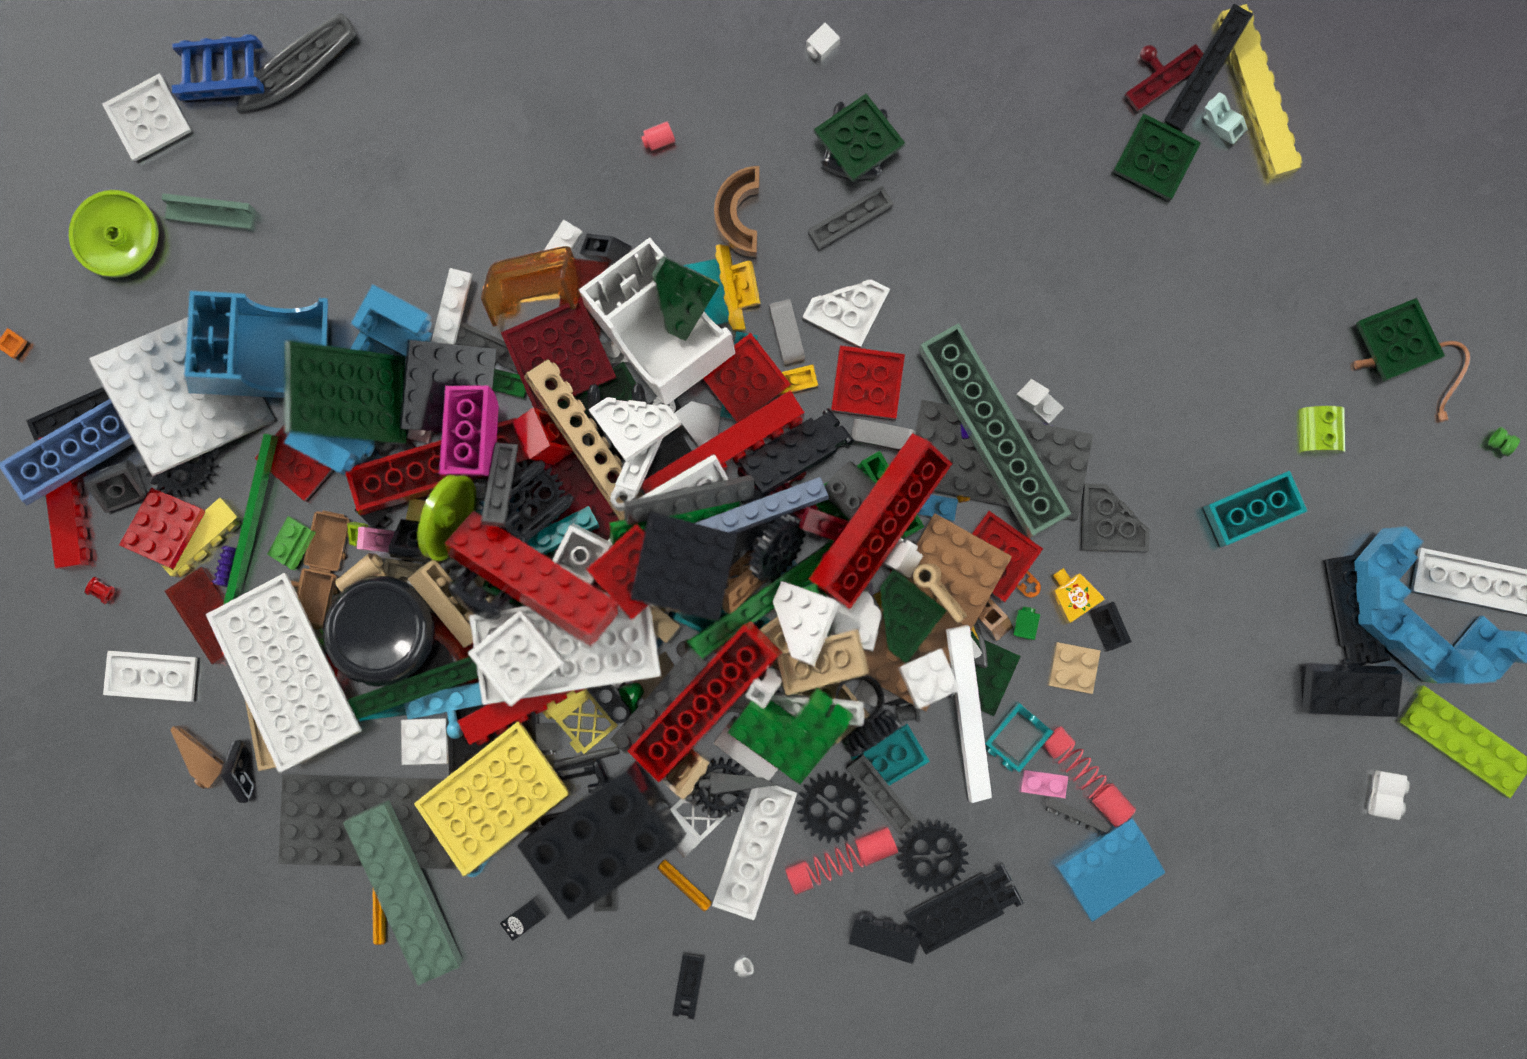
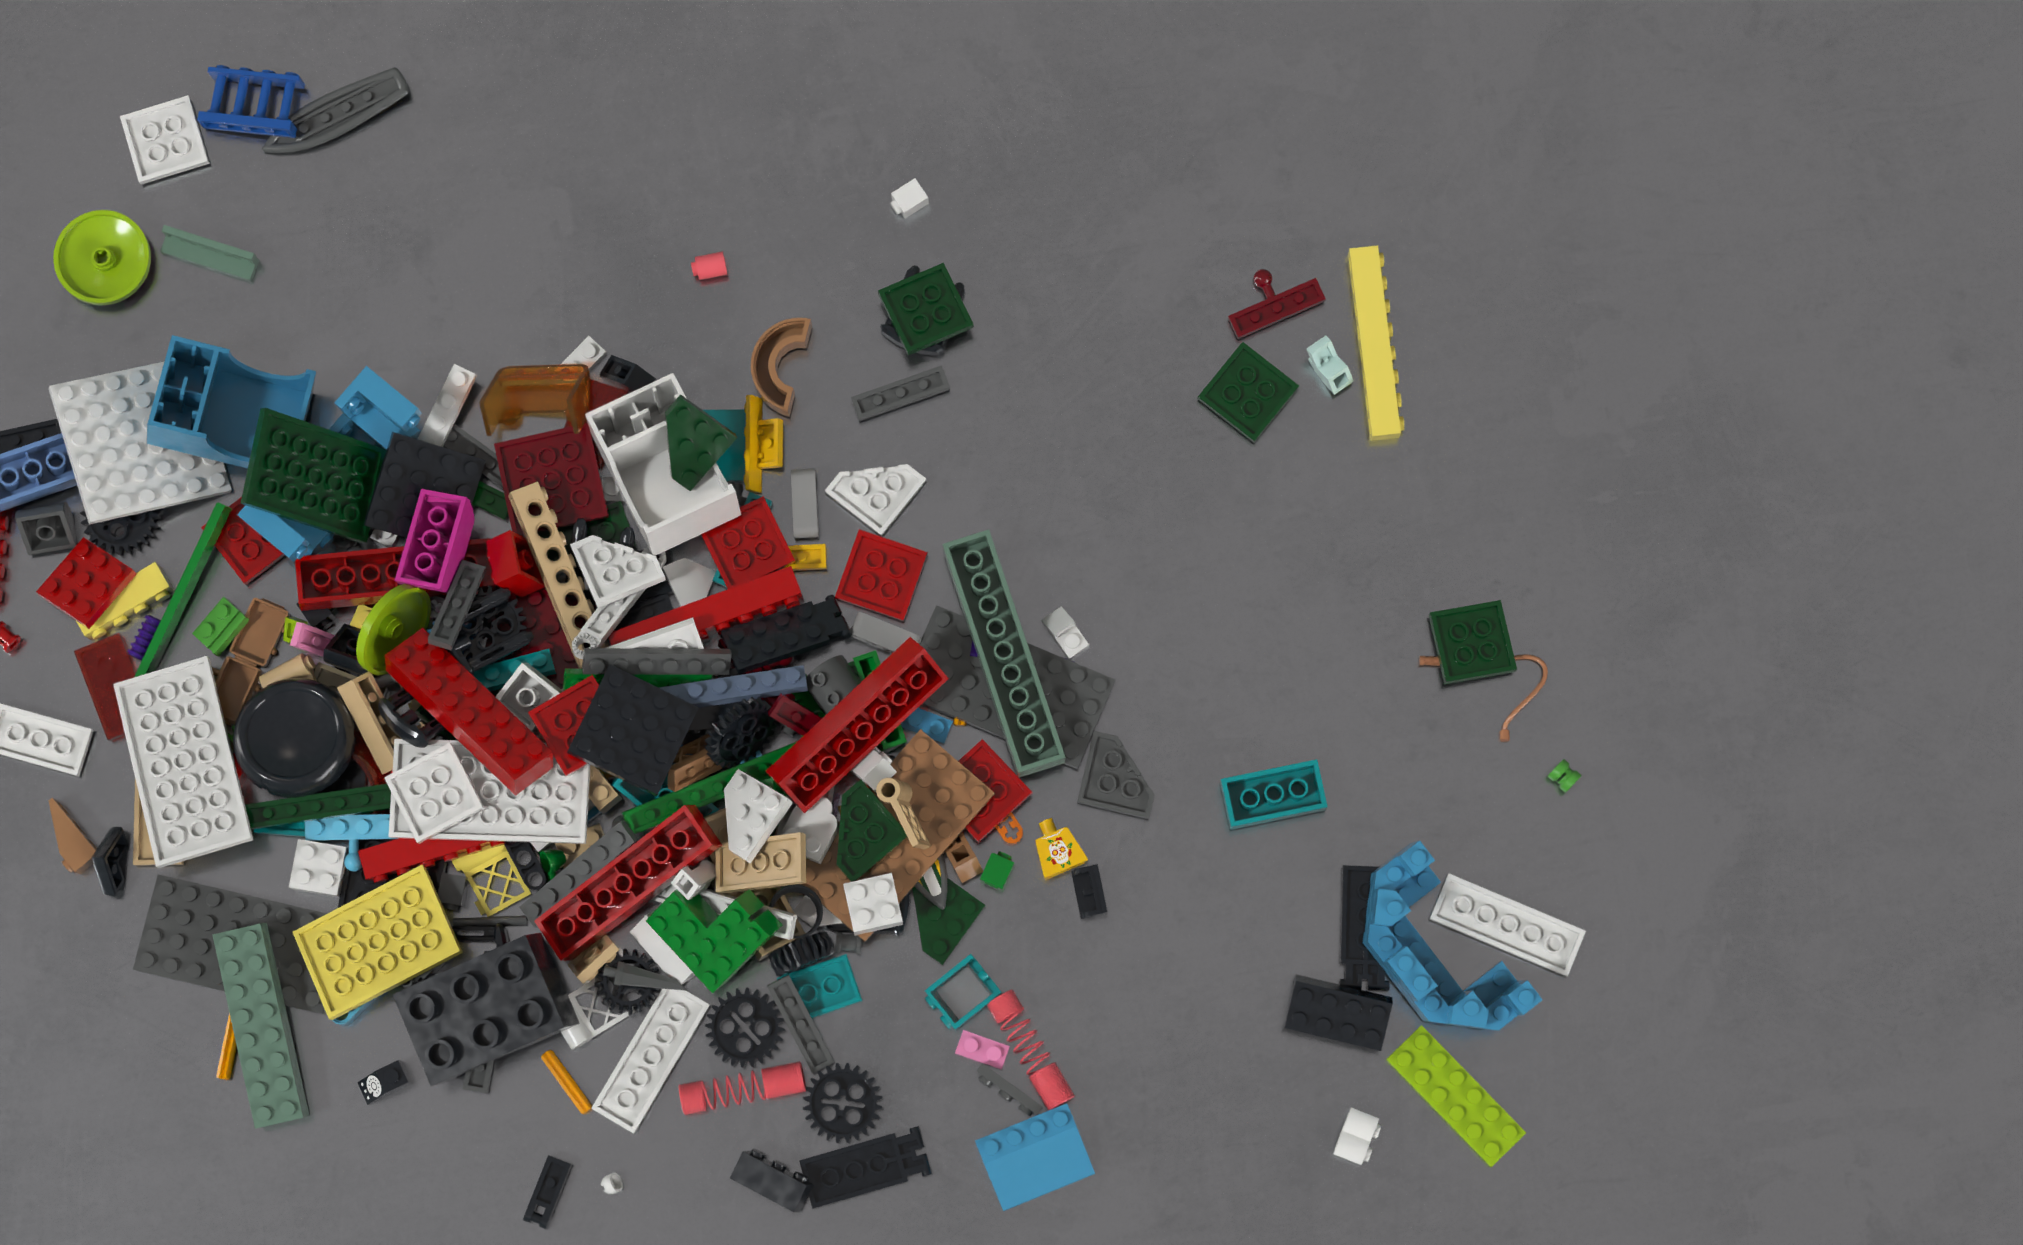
camera: 15 degrees right, 5 degrees down
(969, 714) = (912, 954): white tile -> none
(1074, 668) = (1041, 930): tan plate -> none
(1208, 67) = (1322, 306): black plate -> none
(1322, 429) = (1368, 723): lime brick -> none

